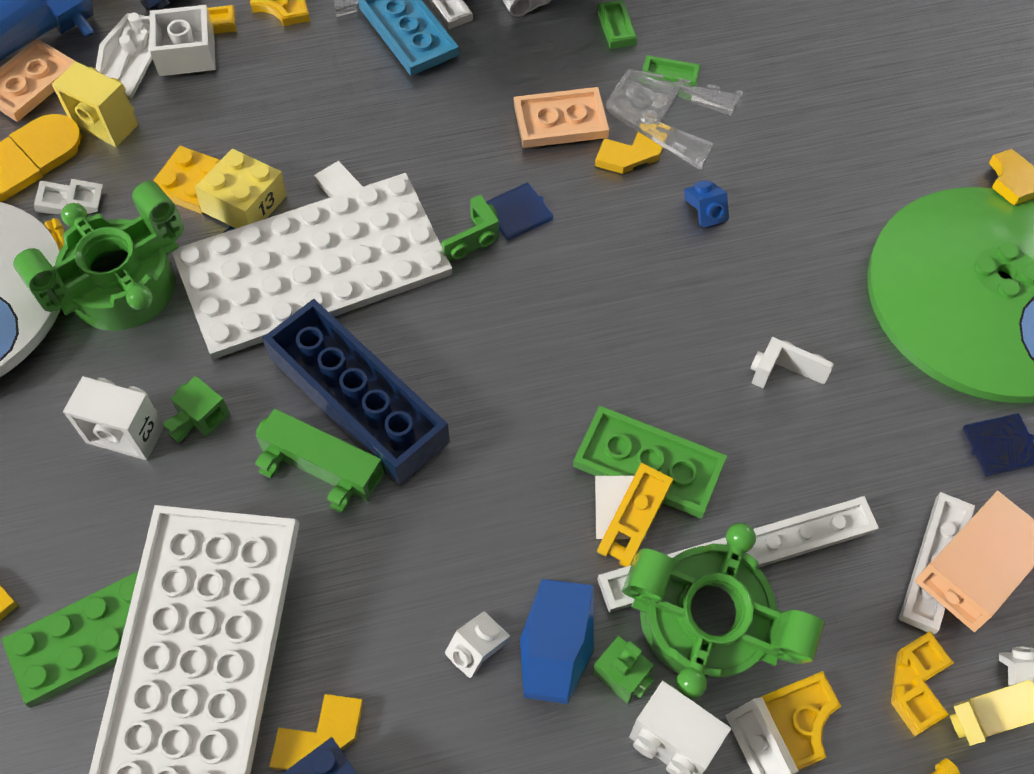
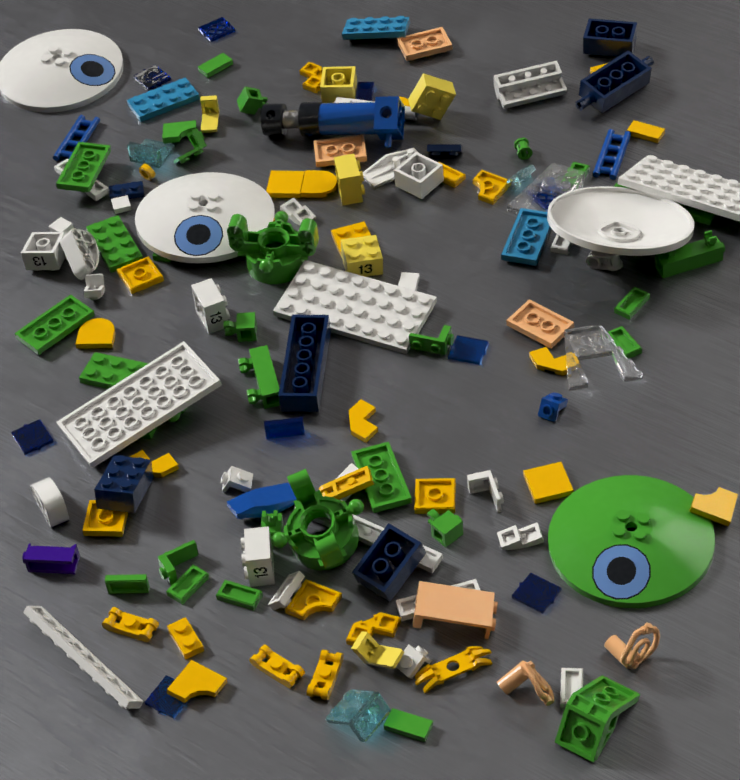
camera: 55 degrees right, 15 degrees down
(442, 506) = (284, 428): none -> clear blue tile
(529, 417) = (358, 419): none -> yellow tile
(736, 427) = (435, 494): none -> yellow tile
(814, 455) = (445, 527): none -> bright green brick
(827, 298) = (548, 482): none -> yellow tile
(844, 571) = (389, 562): none -> dark blue brick
(896, 390) = (517, 539): none -> white slope

